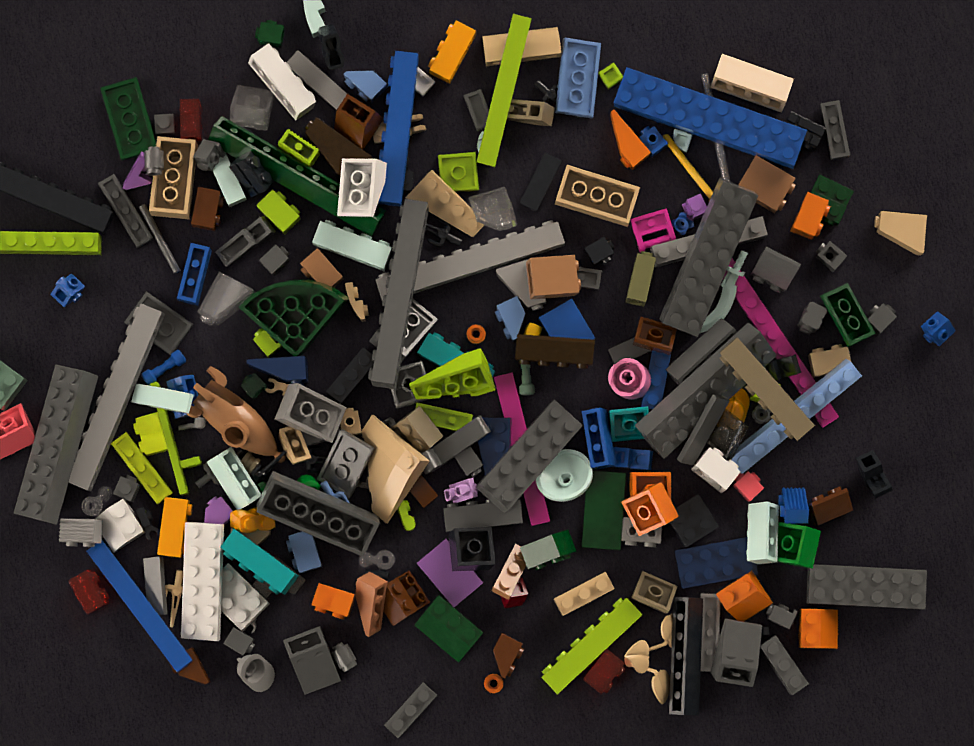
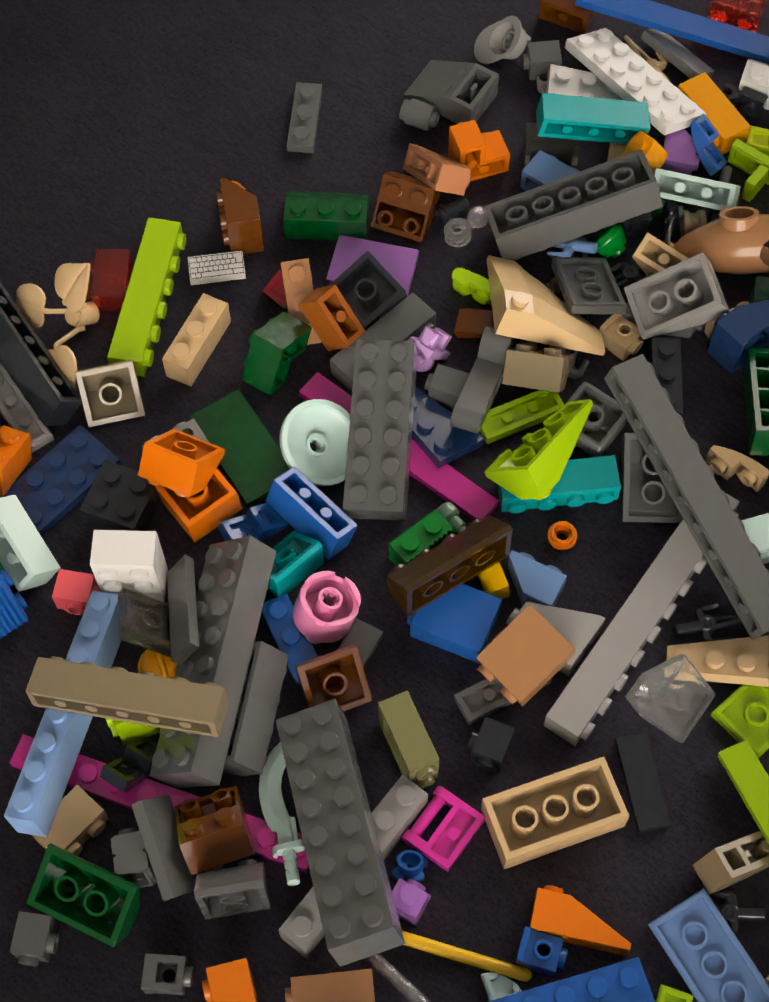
camera: 145 degrees right, 20 degrees down
(201, 503) = (703, 137): none -> blue slope
(505, 543) = (331, 318): none -> dark orange brick
(537, 639) = (216, 267): none -> white tile
(553, 381) = (421, 536): none -> green brick
(764, 304) = (213, 830): none -> reddish brown slope
(793, 310) = (159, 833): none -> dark grey tile

